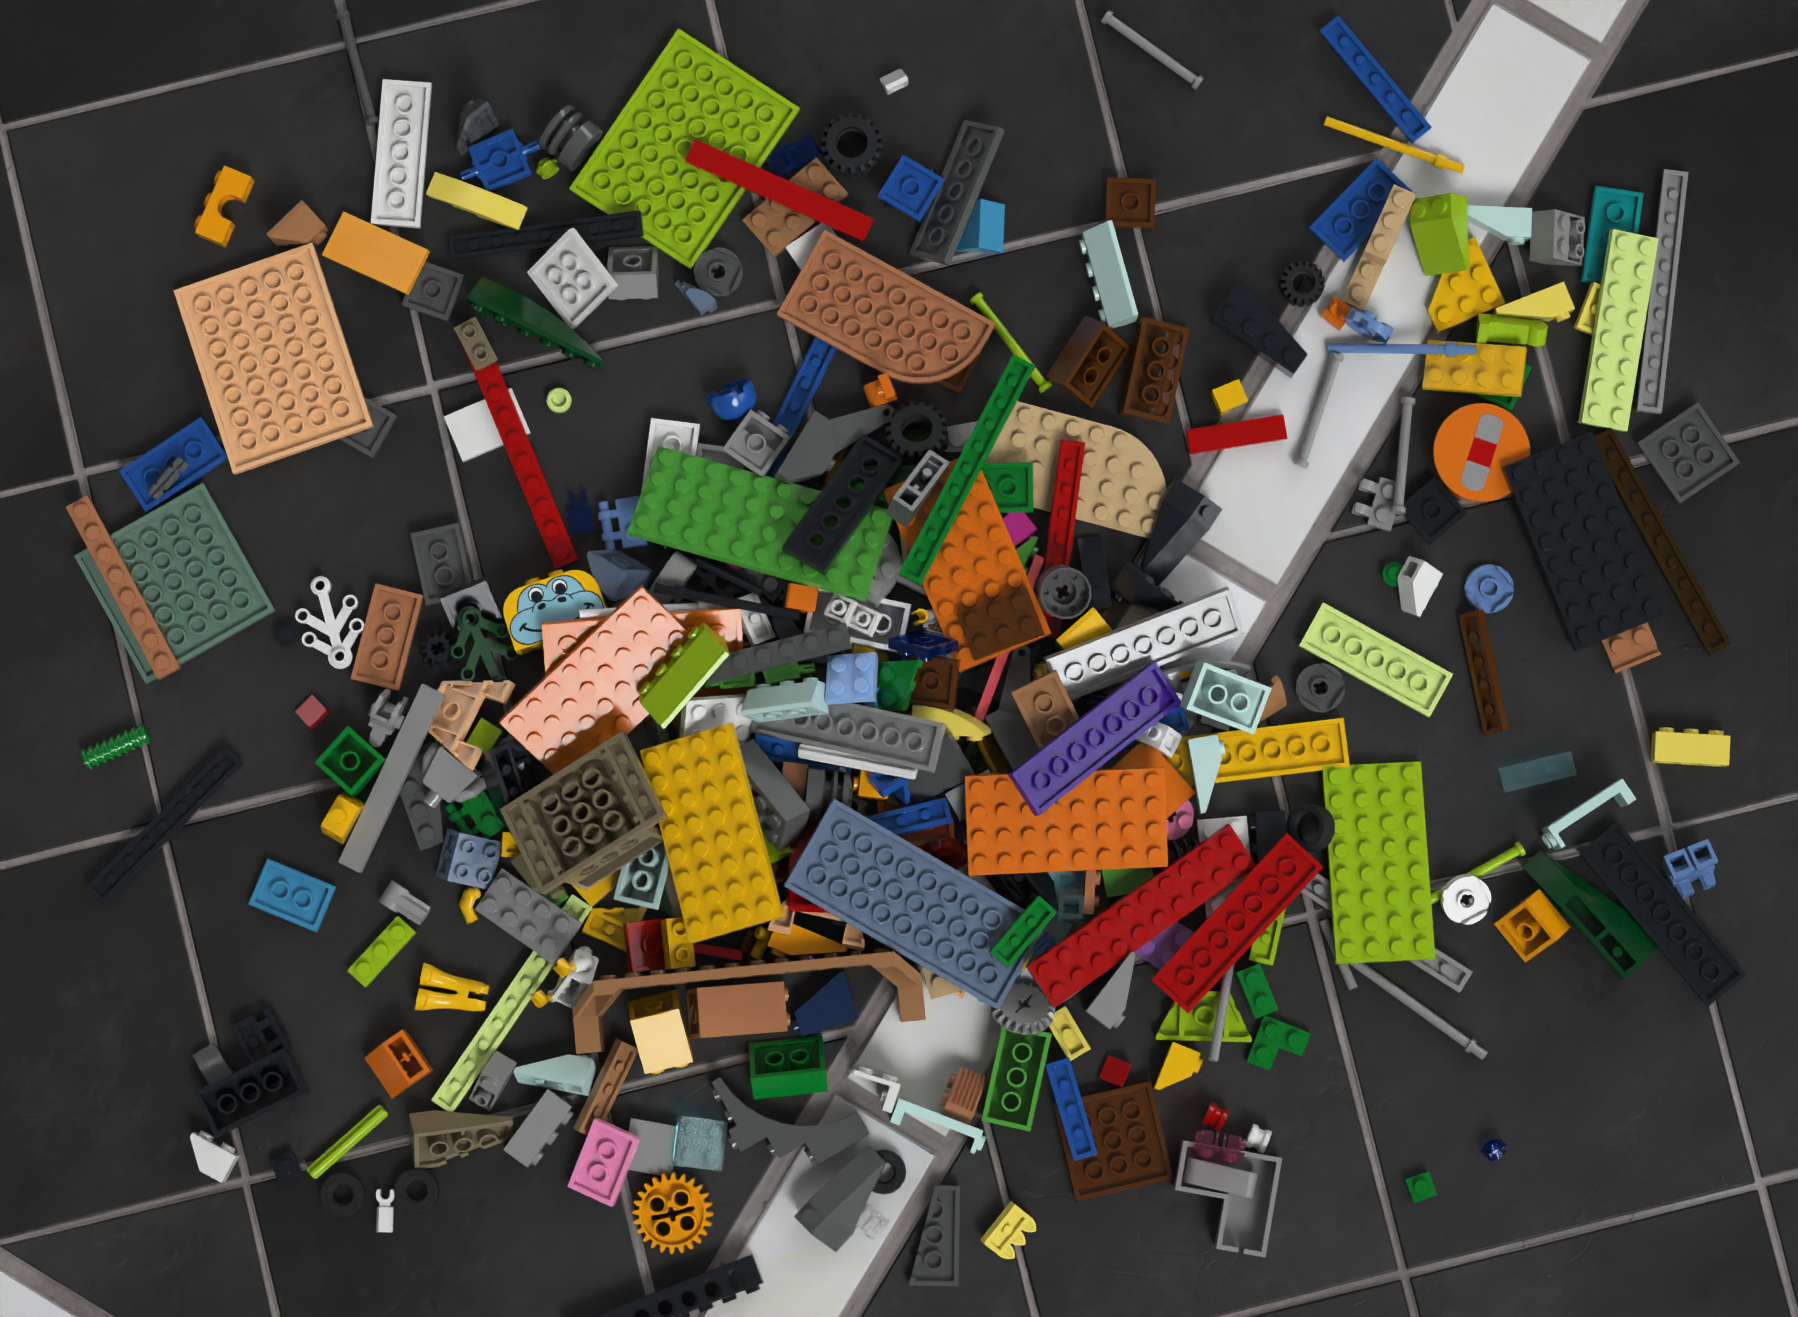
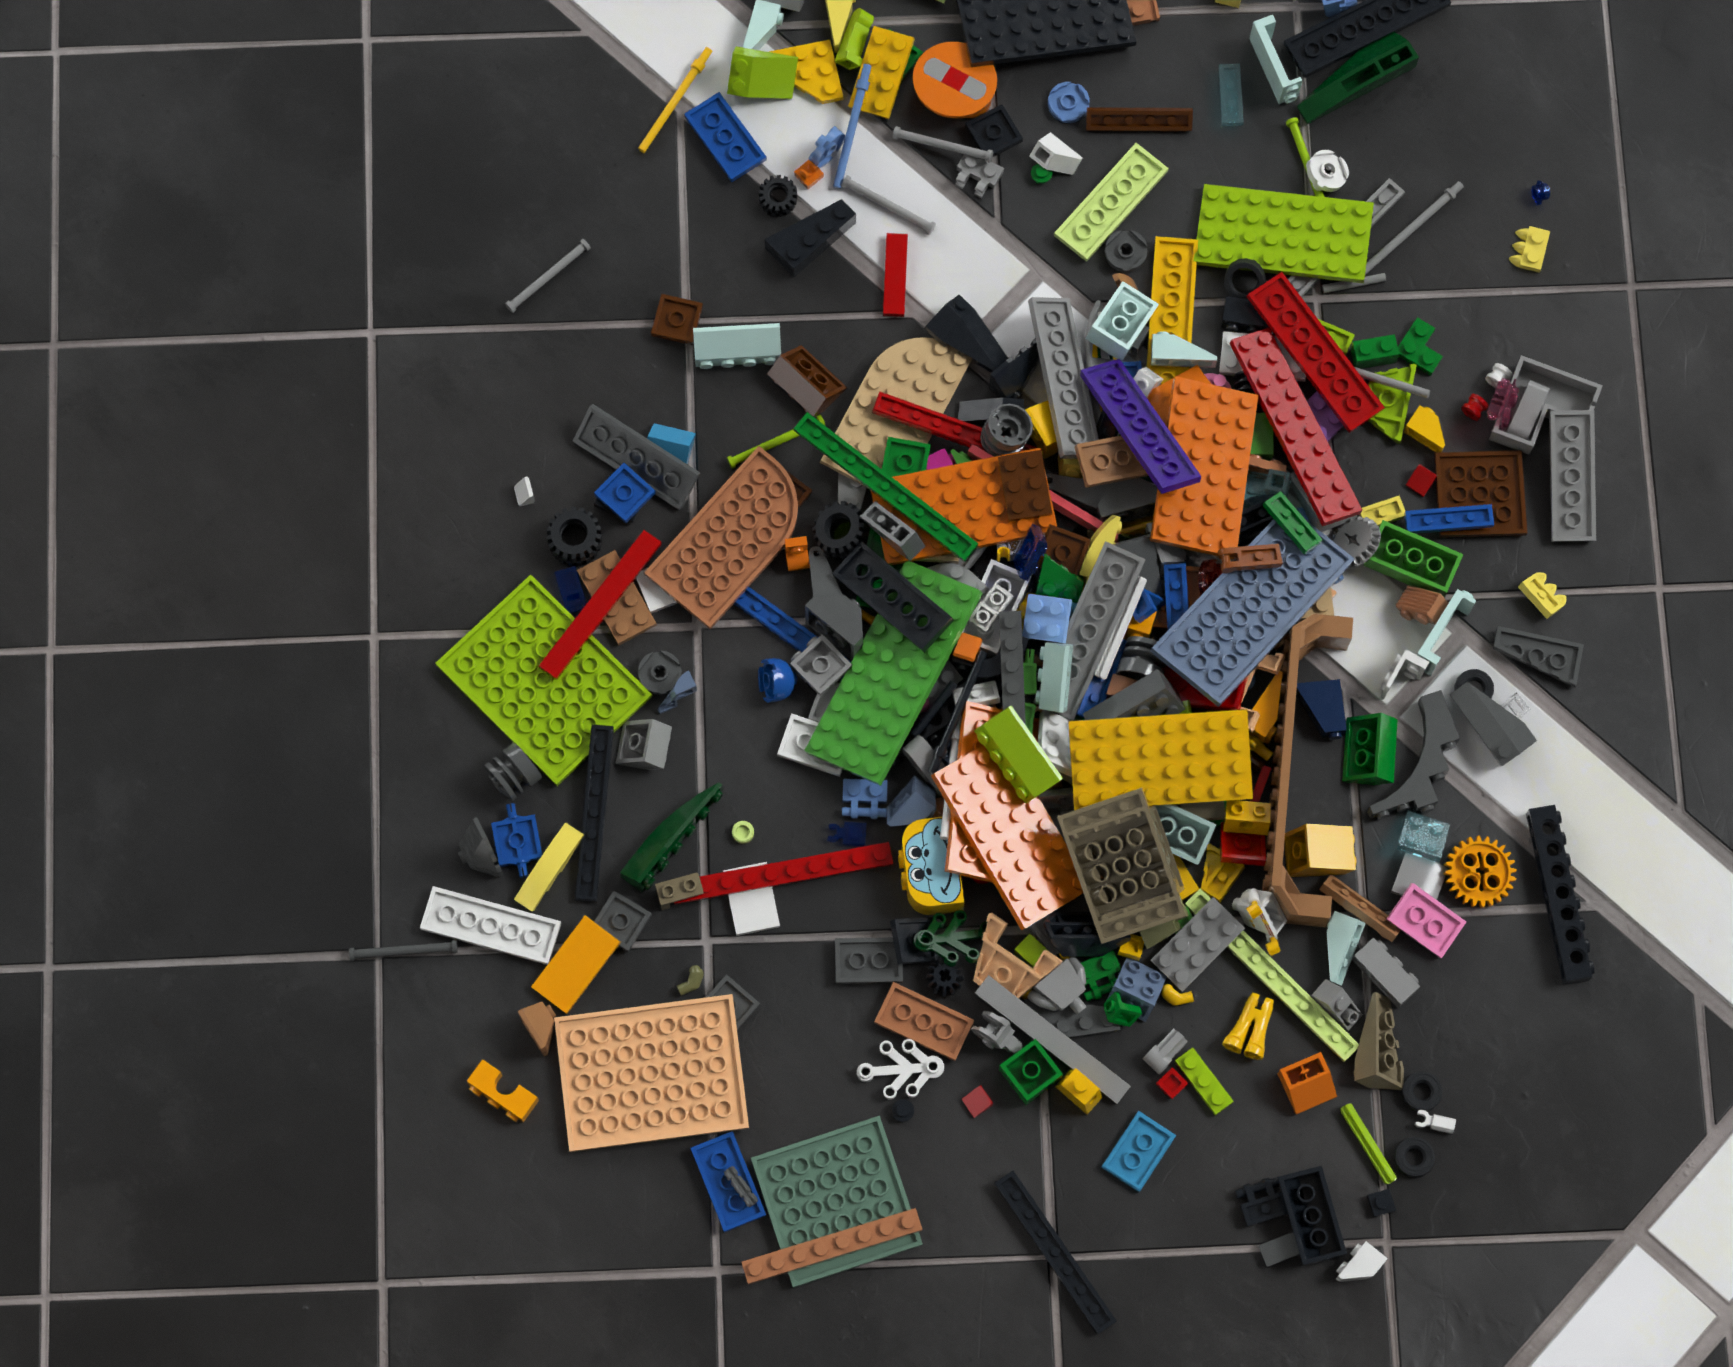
camera: 85 degrees left, 10 degrees down
(115, 746) = (974, 1283): green piece -> none
(371, 917) = (1172, 1083): none -> red plate
(384, 383) = (694, 980): none -> olive arm
(433, 845) = (1120, 1012): none -> green bracket
(547, 168) = (532, 801): lime plate -> none
(572, 278) = (639, 793): white plate -> none
(737, 1010) = (1313, 781): nougat slope -> none
(967, 891) = (1250, 557): none -> dark orange plate
(1112, 998) = (1359, 465): light grey slope -> none
(1151, 1241) = (1572, 475): none -> light grey plate
(1153, 370) = (826, 330): reddish brown slope -> none
(1228, 397) = (863, 272): yellow panel -> none
(1375, 79) = (616, 102): blue plate -> none
(1378, 247) = (762, 126): tan bracket -> none
(1420, 1187) = (1561, 257): green plate -> none
(1424, 1152) = (1532, 249): none -> light yellow plate
(1532, 925) = (1359, 124): light orange slope -> none

